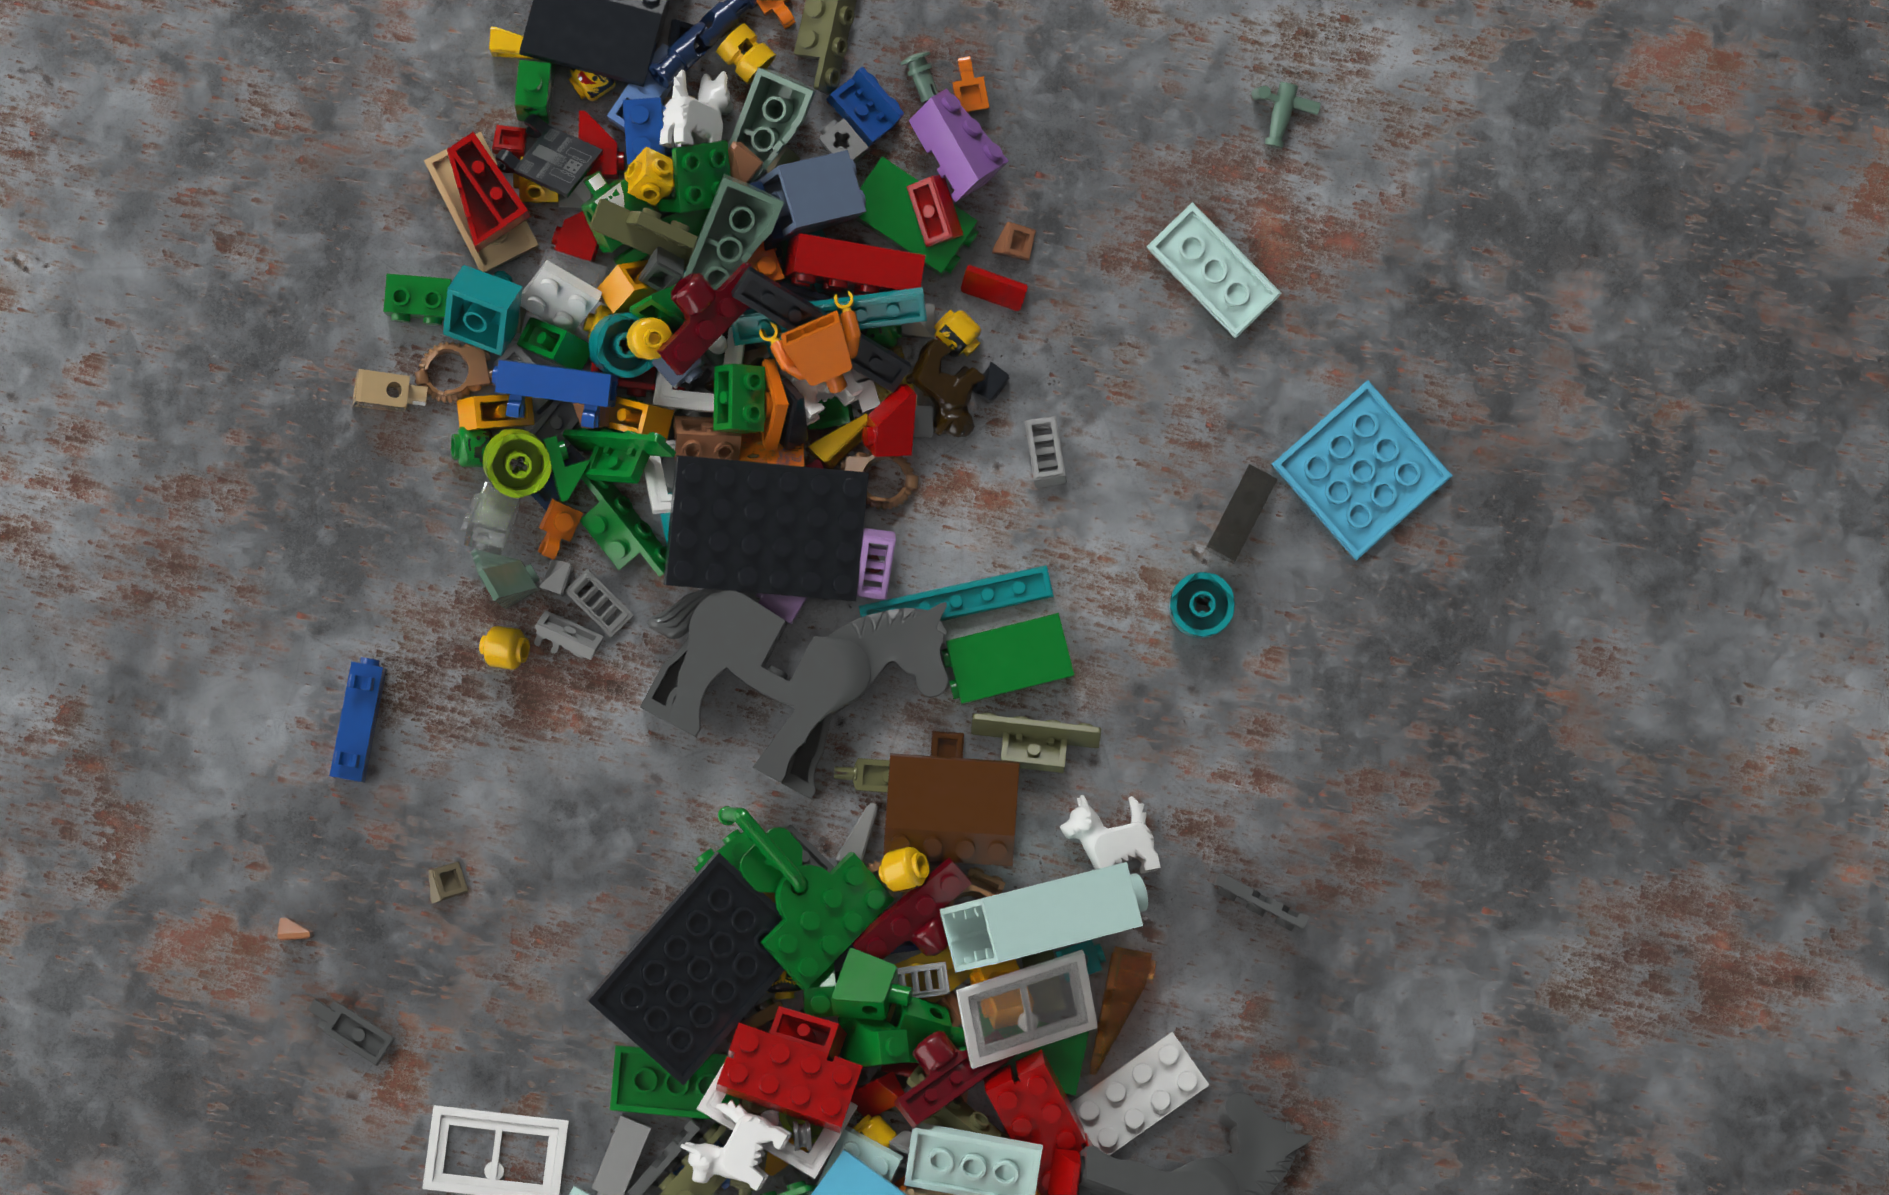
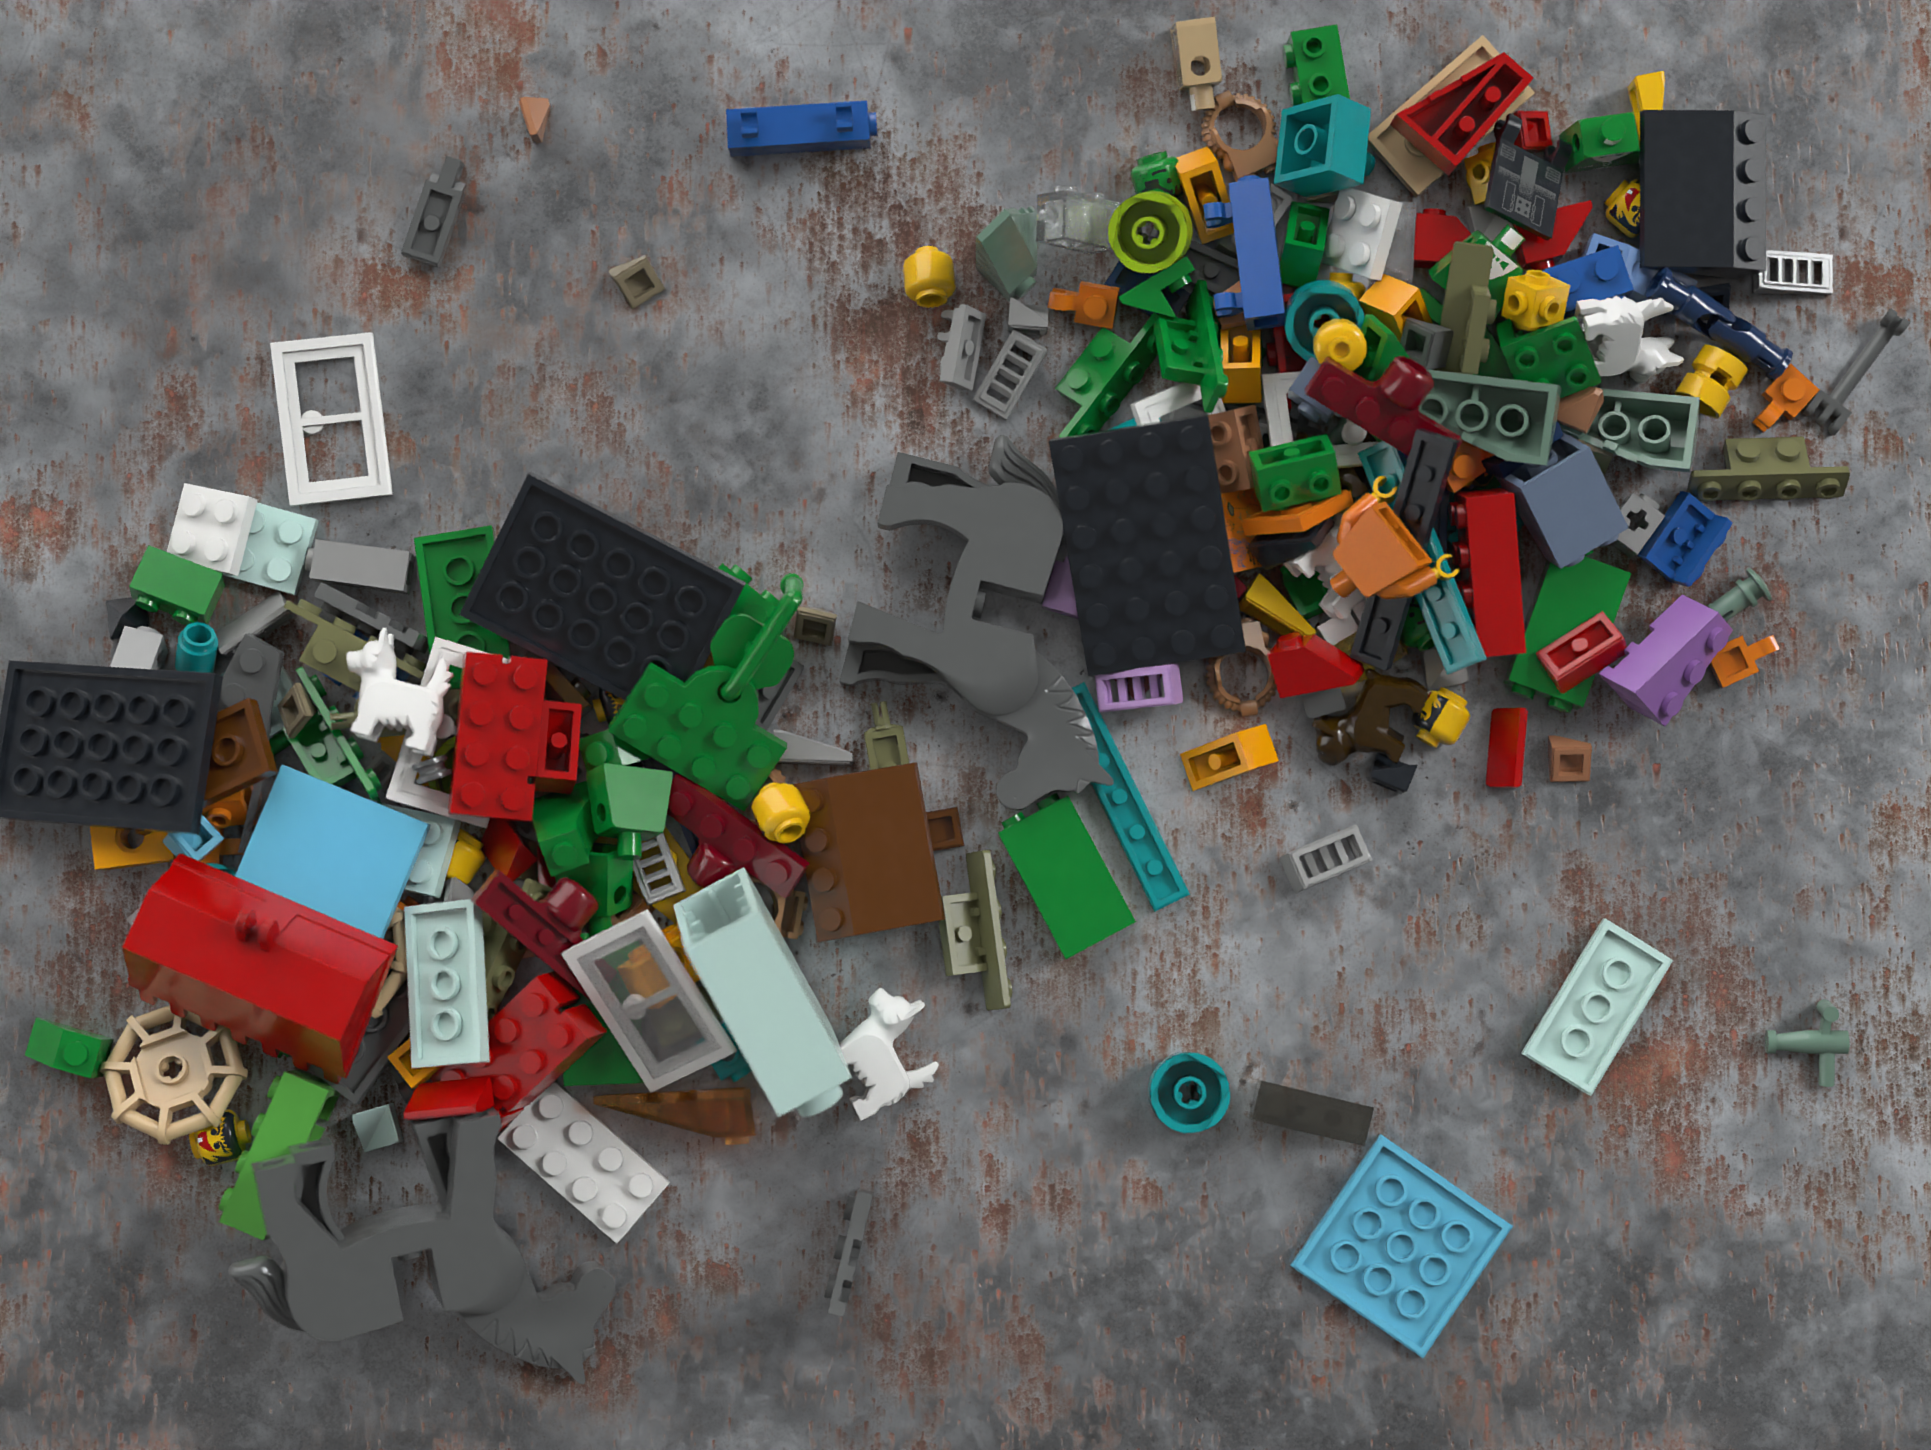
camera: 80 degrees right, 0 degrees up
(761, 806) = (815, 625): none -> dark tan slope
(947, 507) = (1229, 757): none -> light orange slope

